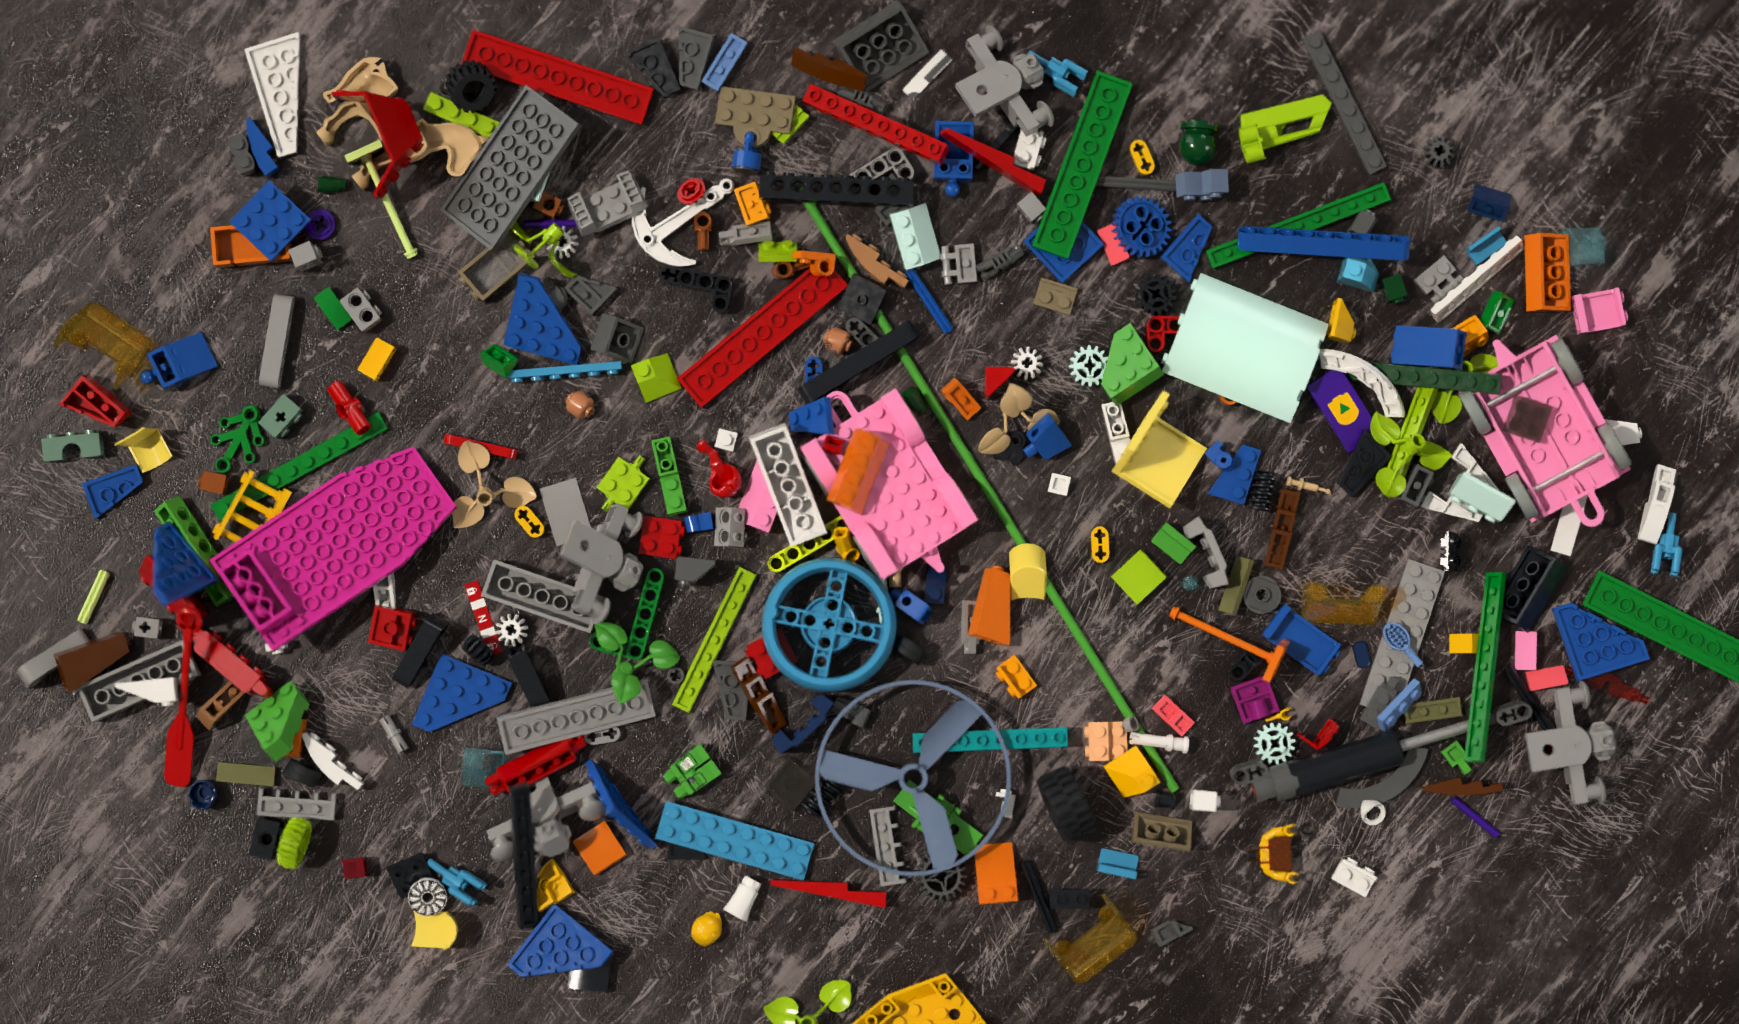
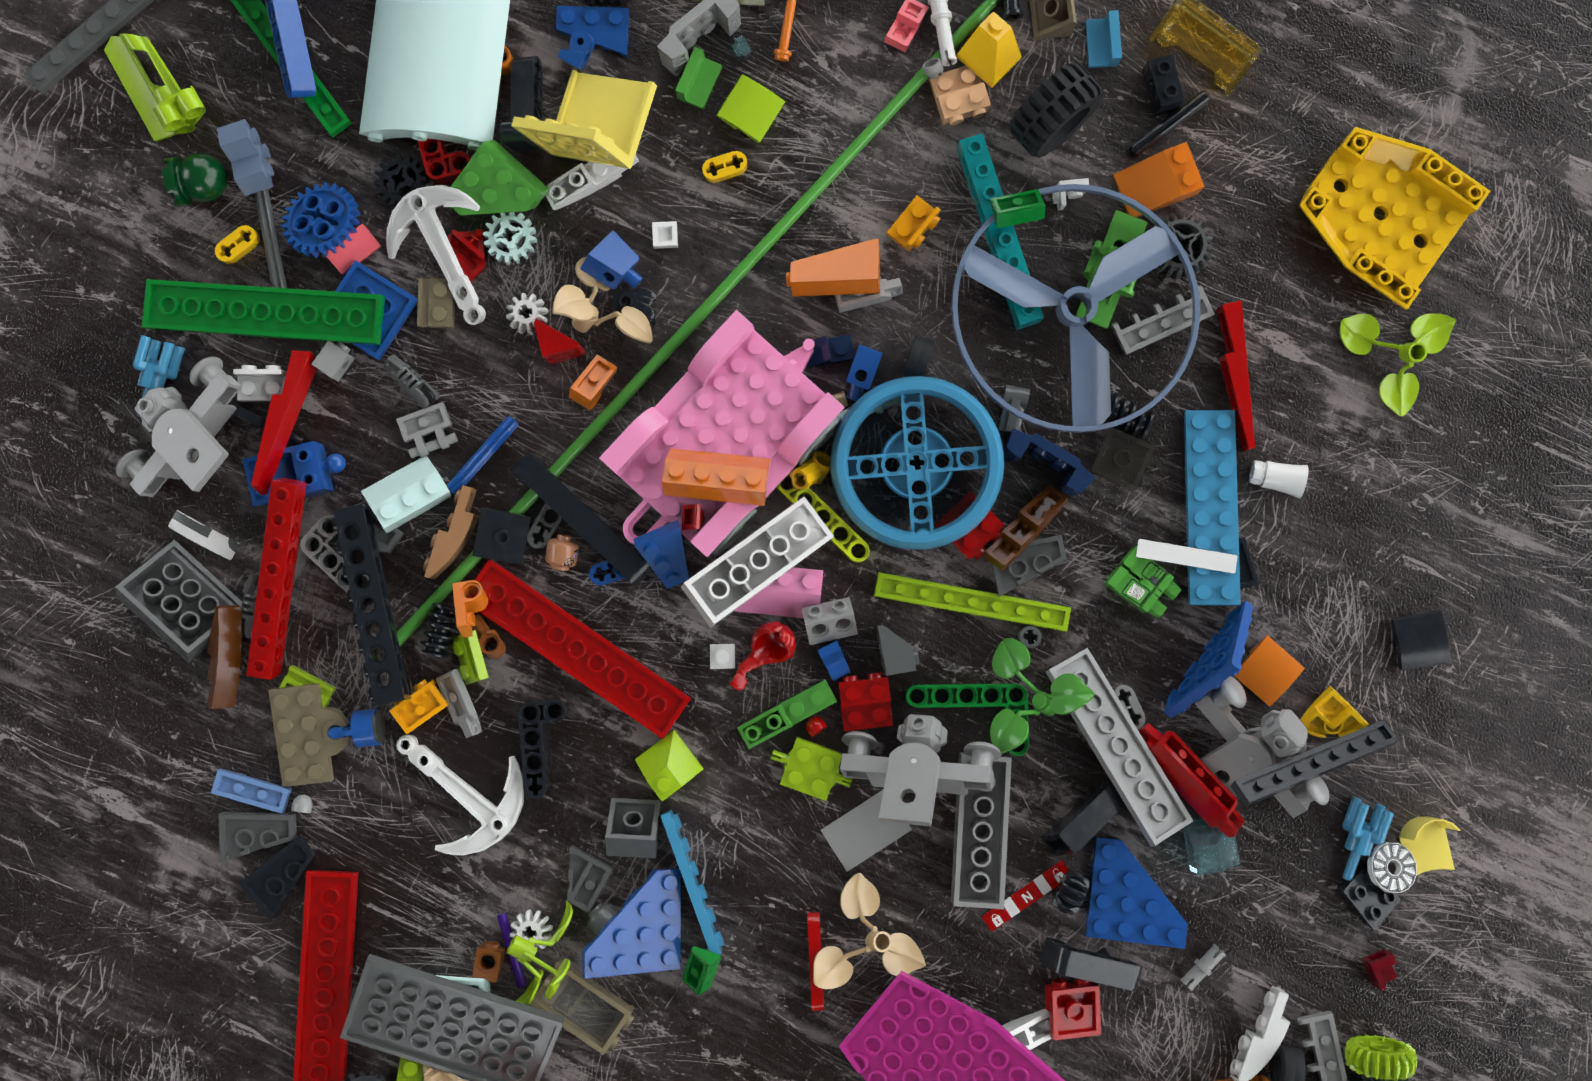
camera: 105 degrees left, 0 degrees up
(505, 633) = (1026, 850): white gear -> none
(526, 525) = (896, 876): yellow beam -> none
(559, 946) = (1405, 686): blue plate -> none
(580, 405) = (728, 851): nougat head -> none
(607, 205) = (469, 886): light grey plate -> none
(654, 495) = (815, 725): none -> red hinge
(692, 184) = (417, 788): red gear -> none
(703, 232) = (469, 757): dark orange axle -> none
(703, 808) = (1186, 556): none -> white sticker
(704, 97) = (302, 804): none -> light grey hinge
(707, 928) = (1326, 511): yellow hair -> none
(803, 234) = (440, 631): none -> black piece
(914, 400) = (608, 436): dark green cone -> none
(999, 754) = (1018, 208): none -> green slope
(1027, 572) = (781, 241): light yellow piece -> none
(1087, 326) = (469, 251): none -> red slope
(1101, 310) = (411, 210): none -> white piece
(1187, 247) = (336, 161): blue wing -> none
(1191, 406) = (525, 100): none -> black beam

